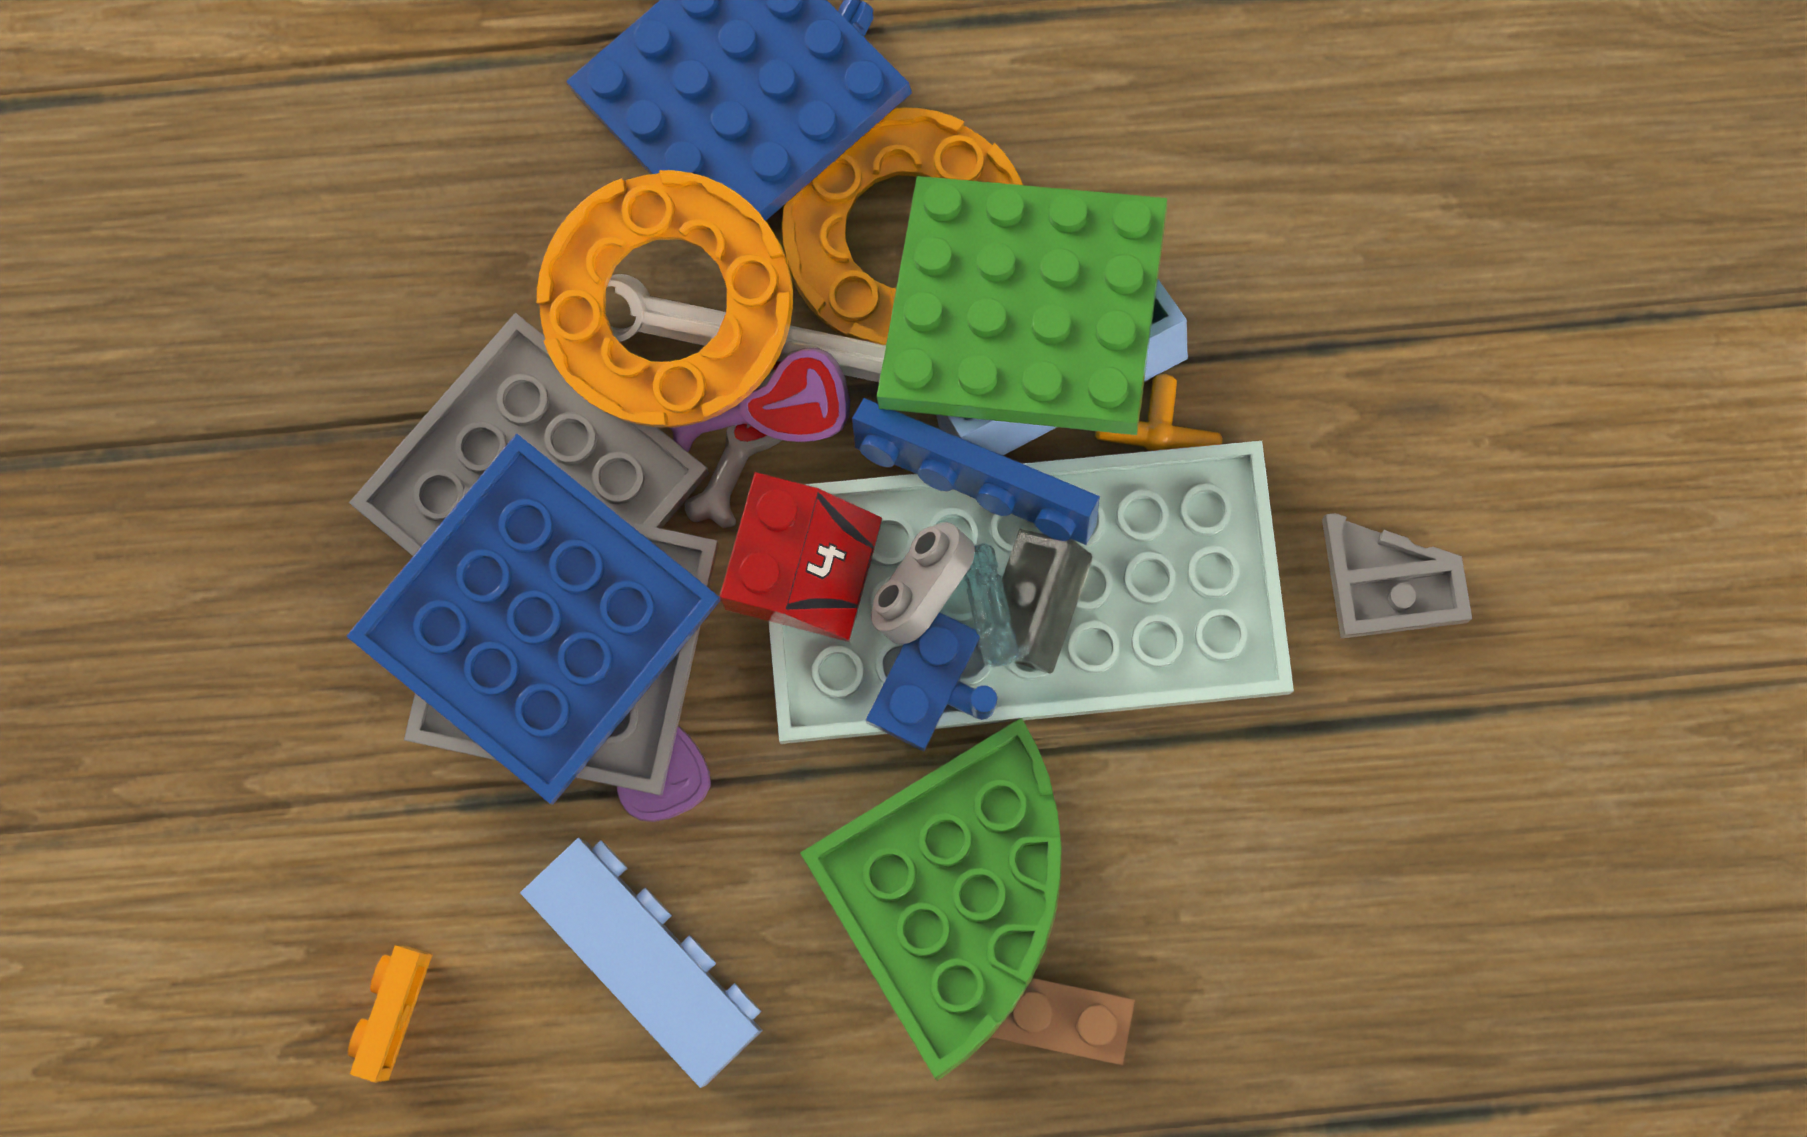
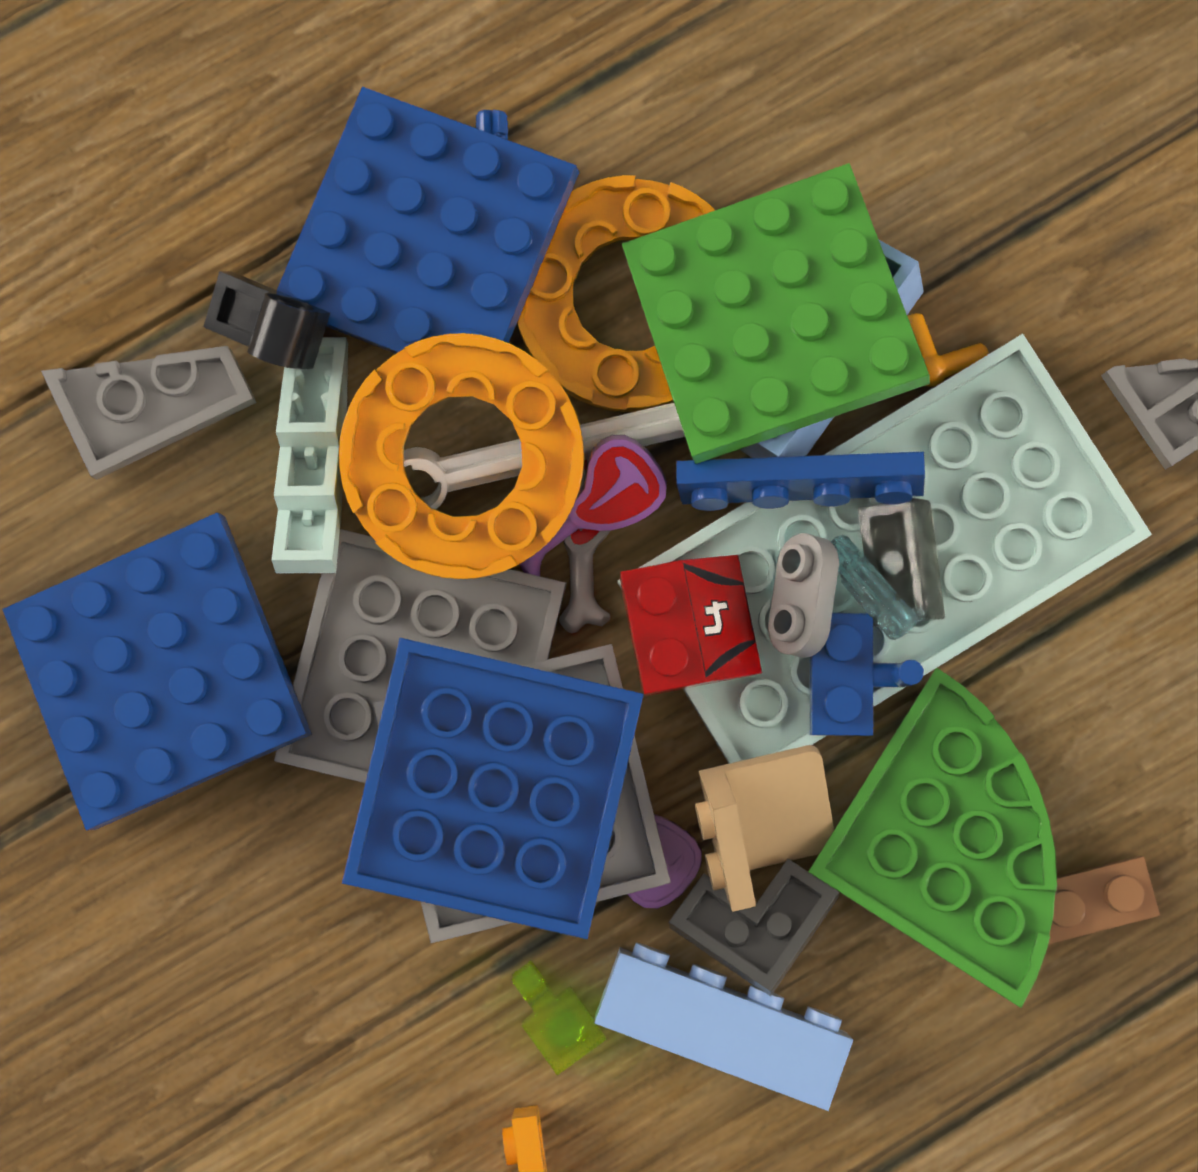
camera: 25 degrees left, 5 degrees up
(283, 368) = (156, 672): none -> blue plate
(402, 121) = (144, 405): none -> light grey wing
(489, 883) = (560, 1023): none -> clear neon green plate
(512, 253) = (308, 469): none -> light aqua slope
(551, 95) = (267, 321): none -> black plate
(722, 894) = (762, 939): none -> dark grey plate
(779, 776) = (762, 816): none -> tan bracket

